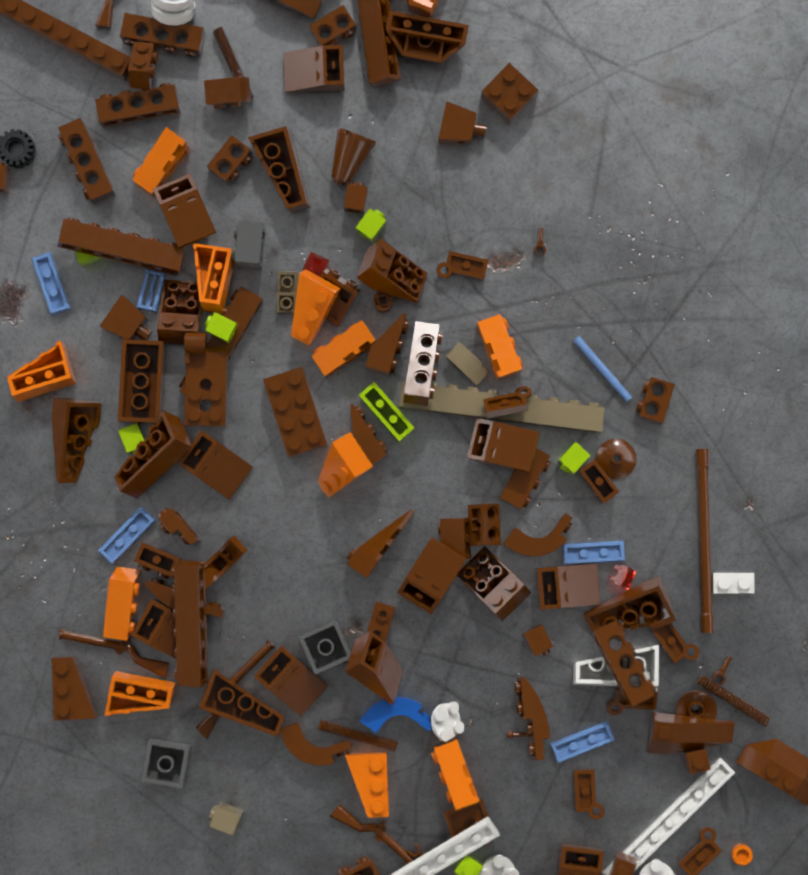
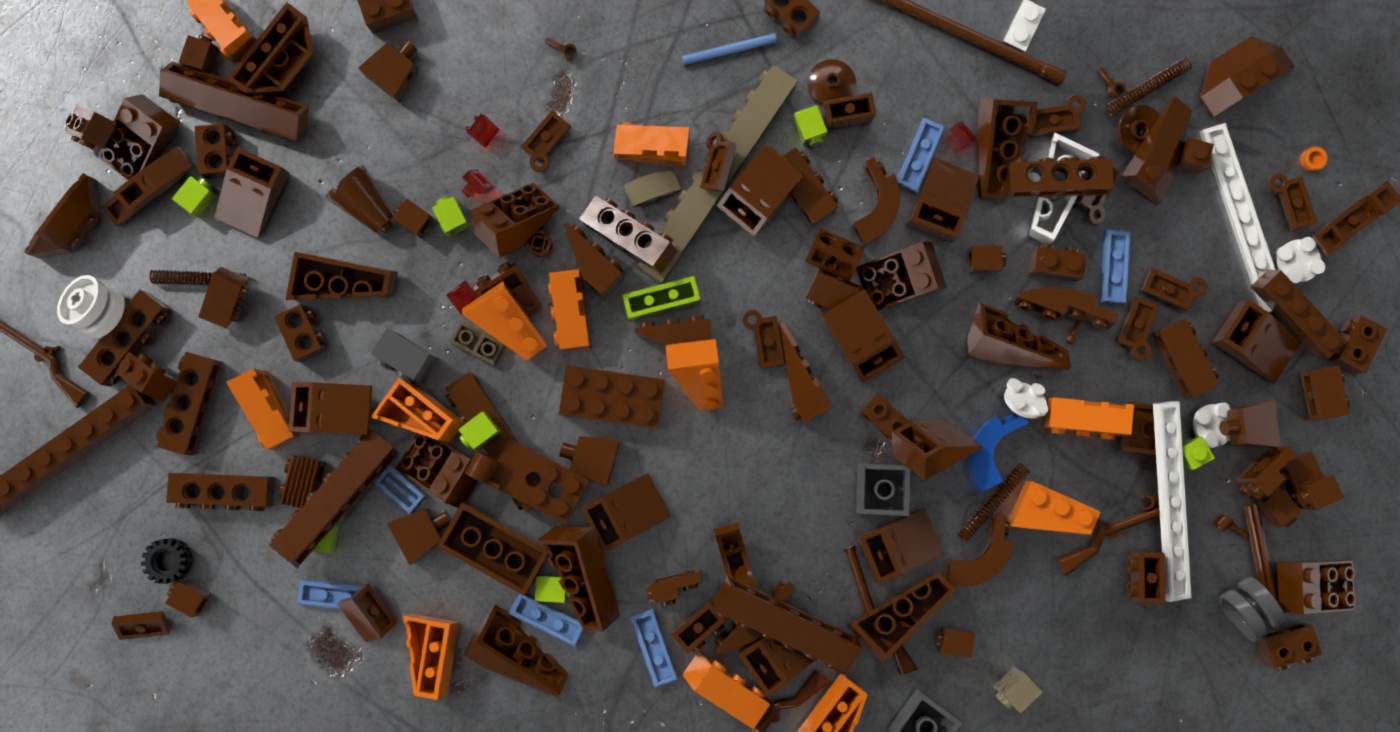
camera: 60 degrees left, 0 degrees up
(49, 313) = (367, 614): none -> reddish brown panel
(109, 446) = (547, 619): none -> medium blue tile
(122, 216) = (302, 478): none -> reddish brown brick
(239, 756) = (955, 642): none -> reddish brown brick
(243, 420) = (592, 457): none -> reddish brown torso
(292, 31) = (195, 196): none -> lime brick
(396, 505) = (767, 339): none -> reddish brown hinge
(404, 232) = (476, 184): none -> clear red tile
(447, 216) = (482, 130): none -> clear red tile
(482, 683) = (1004, 342): none -> reddish brown wedge
(538, 828) = (1186, 358): none -> reddish brown brick
(544, 780) = (1137, 327): none -> reddish brown hinge
(561, 695) = (1057, 263): none -> reddish brown brick

